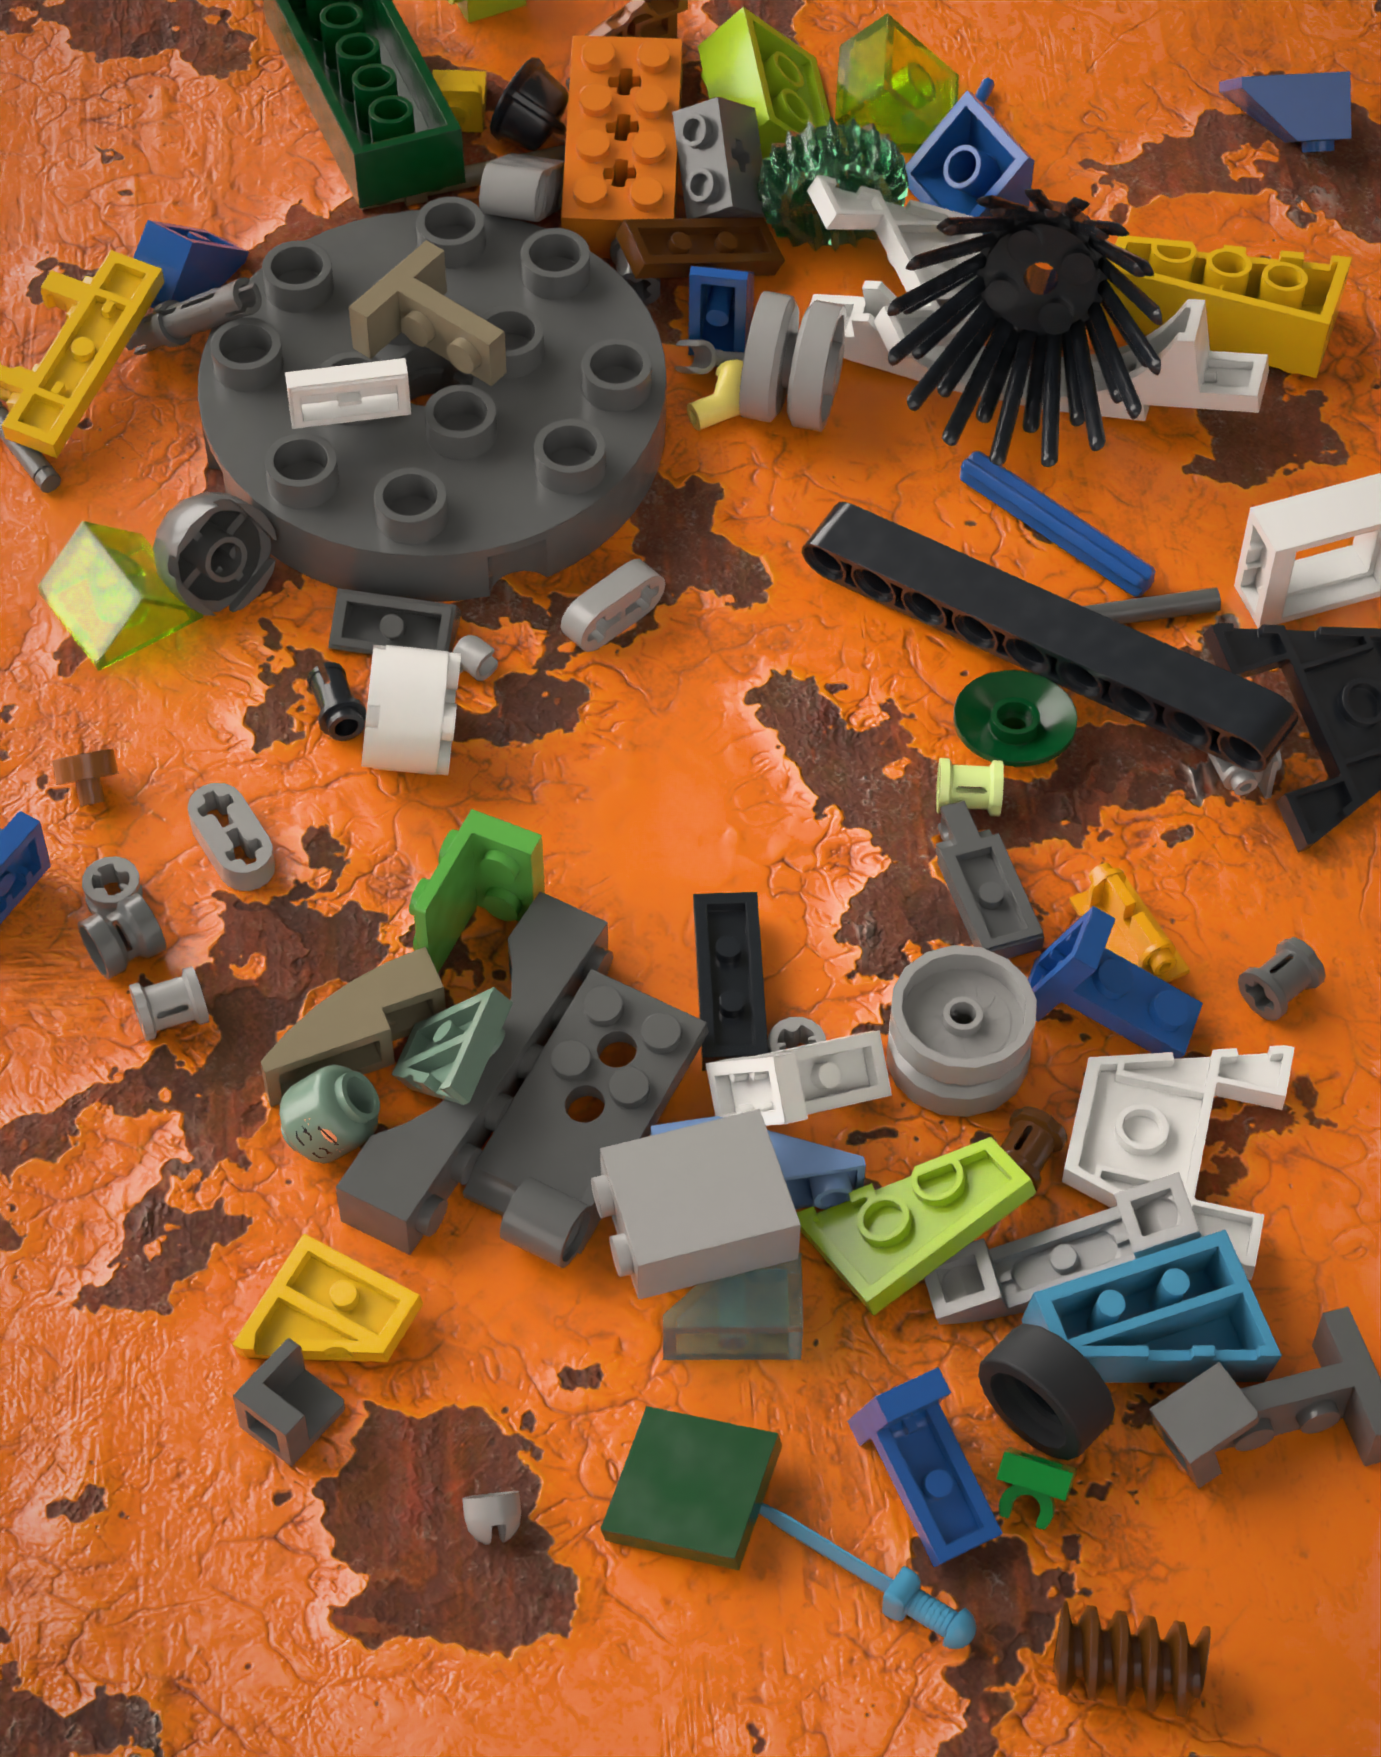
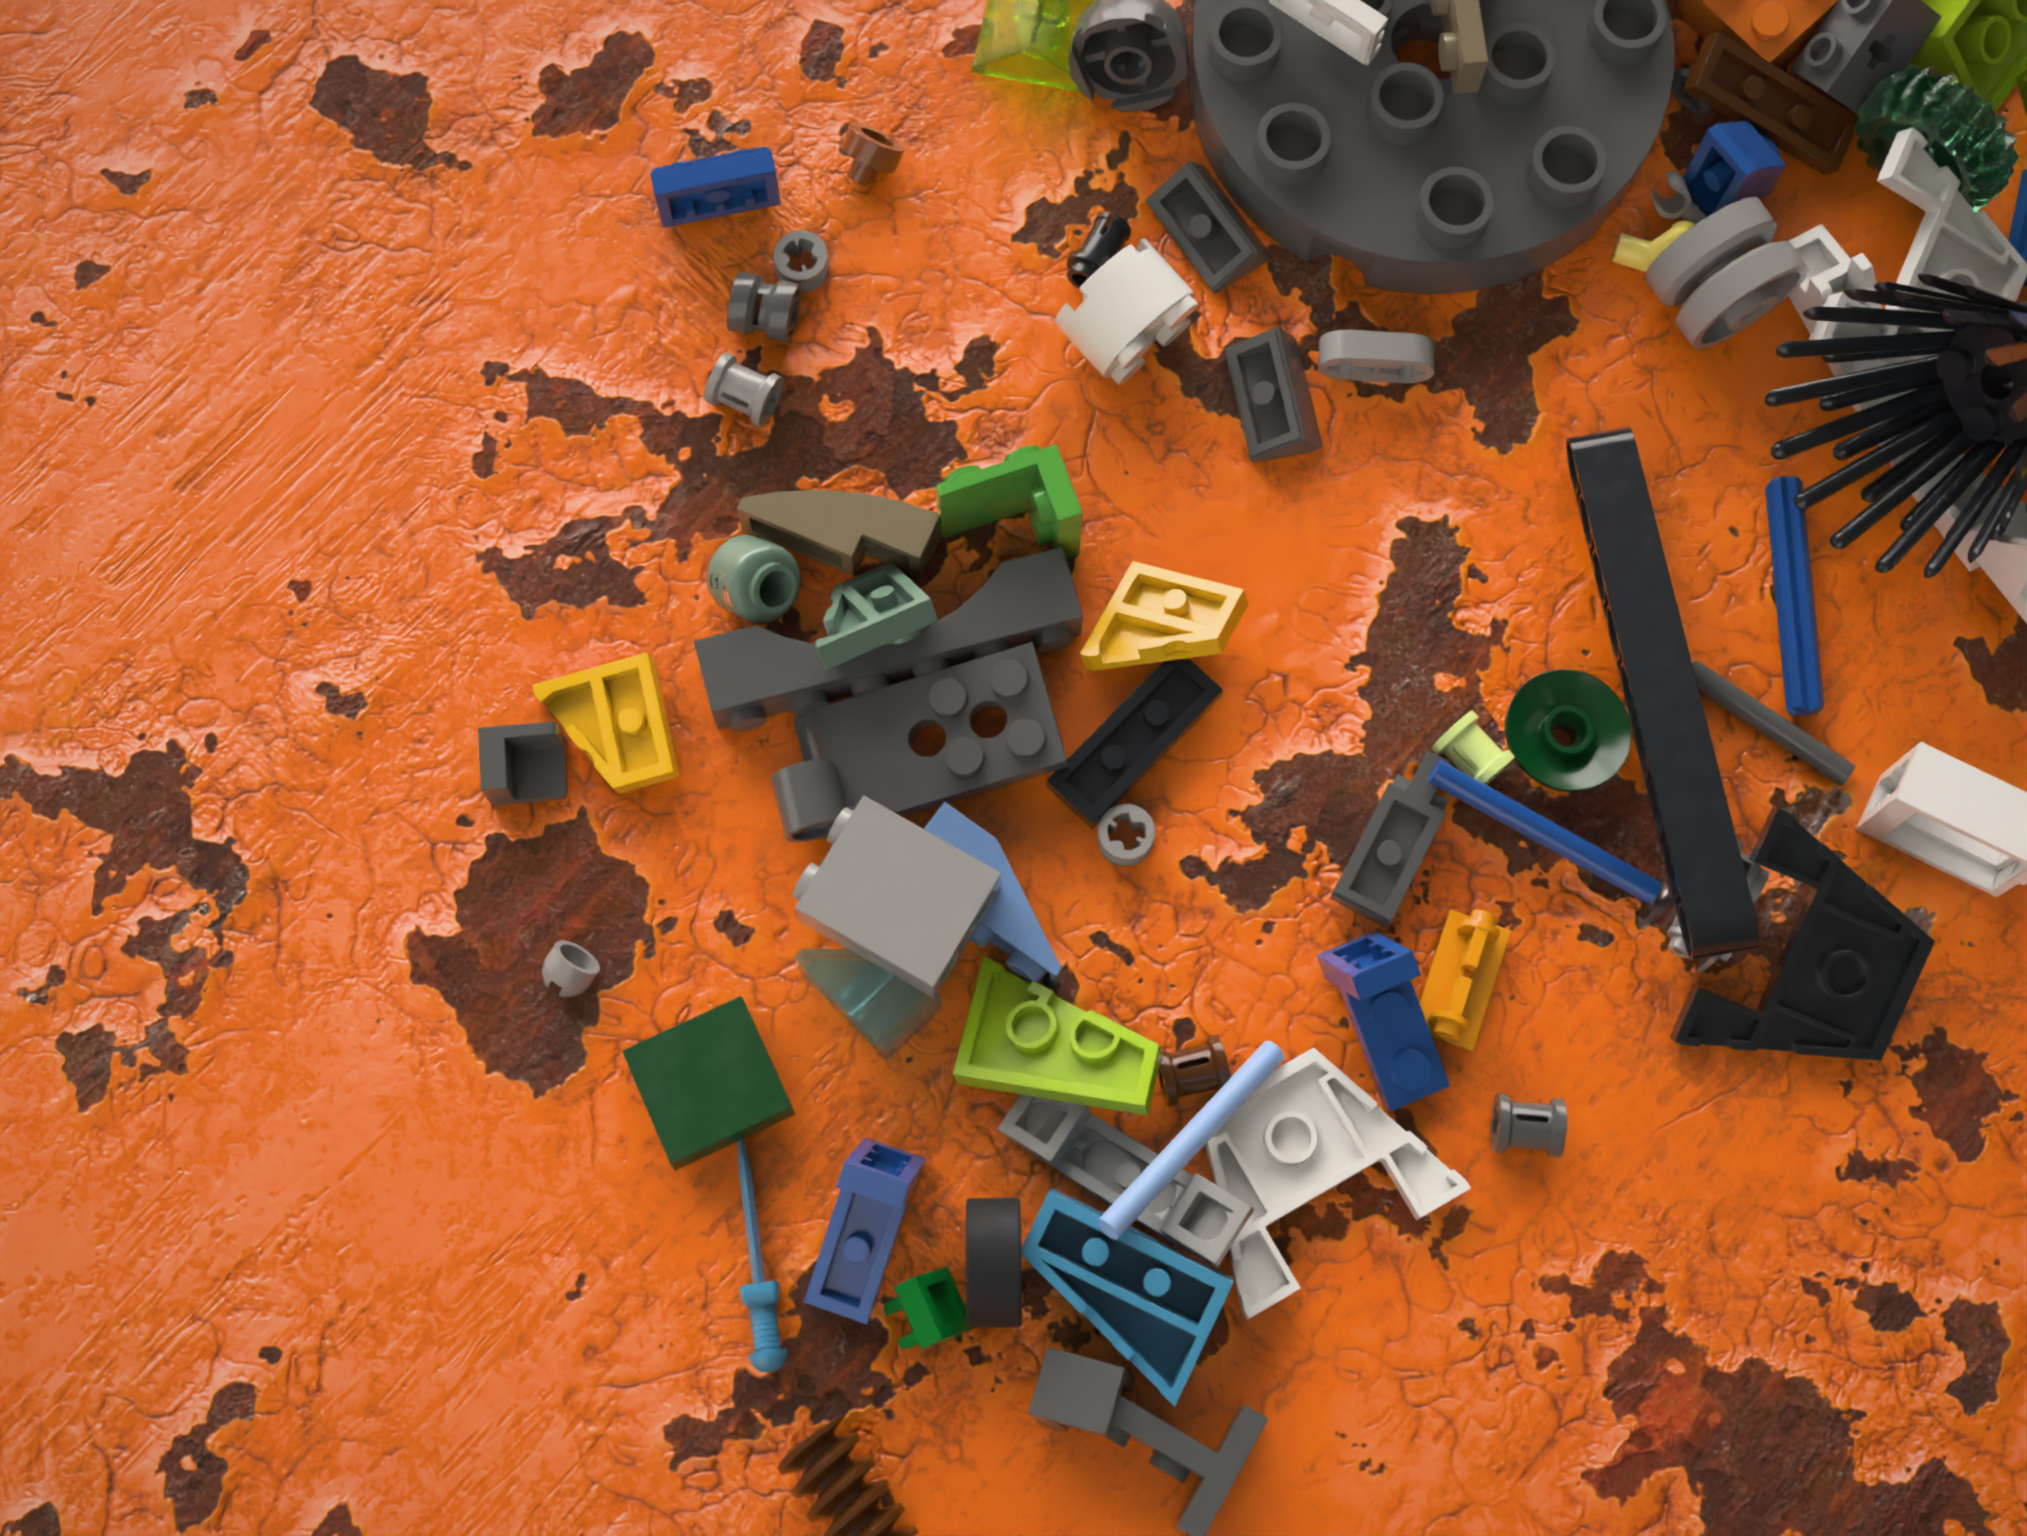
camera: 45 degrees right, 20 degrees up
(220, 841) = (932, 298): light grey beam -> none
(476, 657) = (1233, 305): light grey hand -> none
(566, 693) = (1273, 396): none -> dark grey slope
(663, 882) = (1163, 618): none -> yellow wing
(801, 1079) = (1088, 868): white bracket -> none
(960, 1030) = (1253, 903): light grey wheel -> none
(1073, 791) = (1544, 832): none -> blue bar
(1085, 1178) = (1190, 1140): none -> light blue bar

